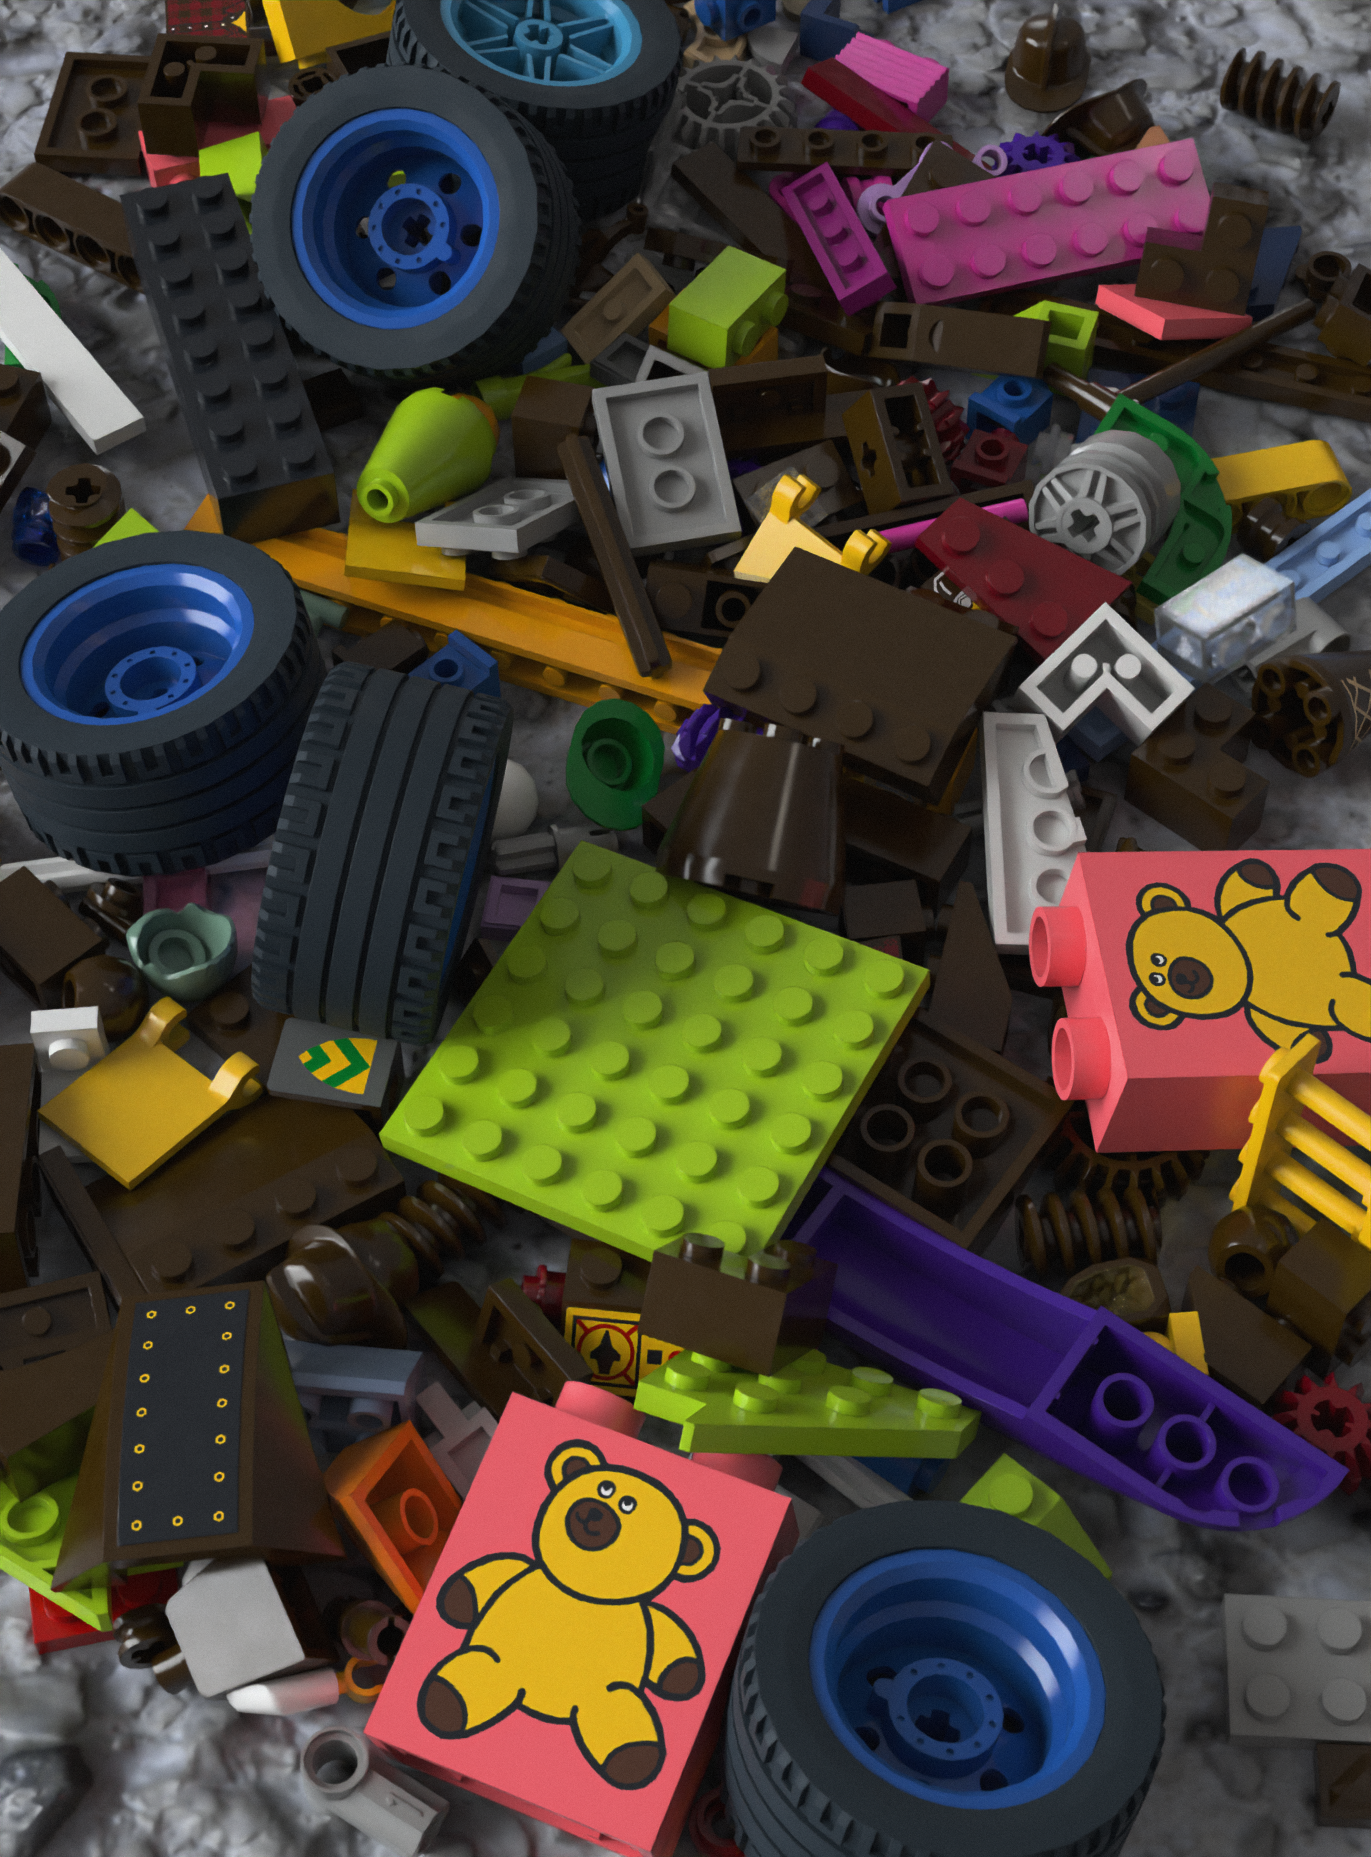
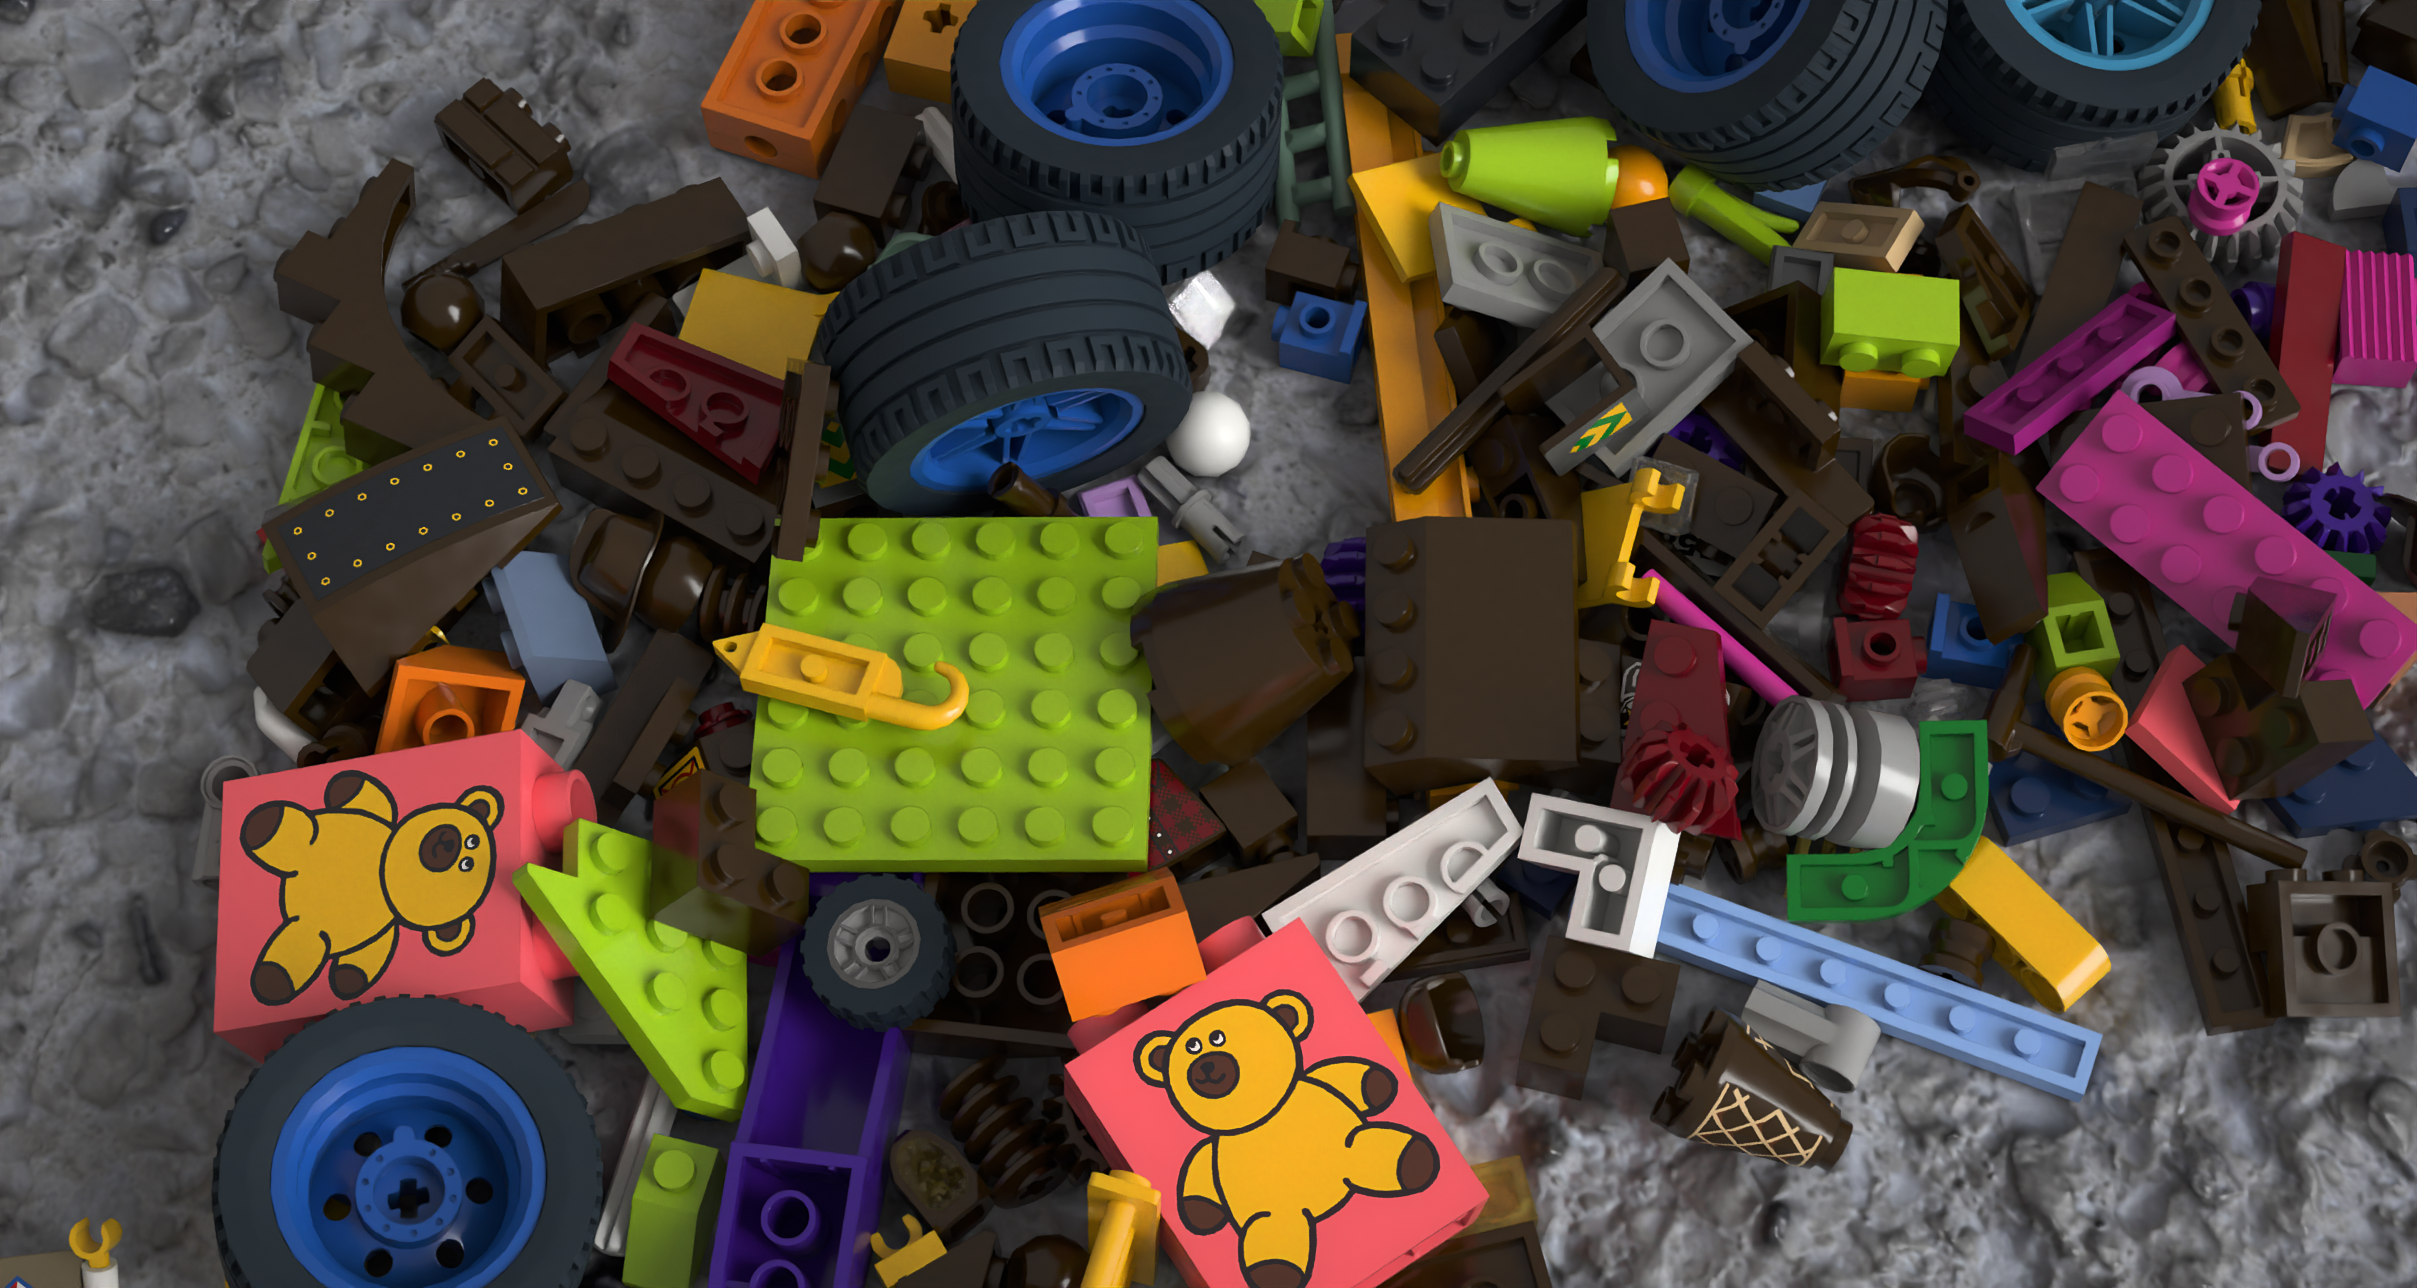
camera: 65 degrees right, 10 degrees up
(198, 1146) = (704, 395): none -> dark red wing
(351, 1046) = (805, 402): none -> dark brown plate
(488, 930) = (1025, 495): none -> dark brown pin
(606, 1124) = (835, 677): none -> yellow plate
(614, 763) = (1290, 505): green piece -> none
(699, 470) = (1557, 371): none -> dark brown piece
(749, 91) = (2214, 184): none -> dark pink wheel
(912, 1189) = (887, 916): none -> black wheel
(1015, 992) = (1122, 944): none -> orange slope
(1081, 569) = (1679, 778): none -> dark red gear
(1131, 350) = (2099, 716): none -> light orange wheel
(1166, 189) = (2282, 631): none -> dark brown slope
(1226, 619) = (1771, 950): clear brick -> none

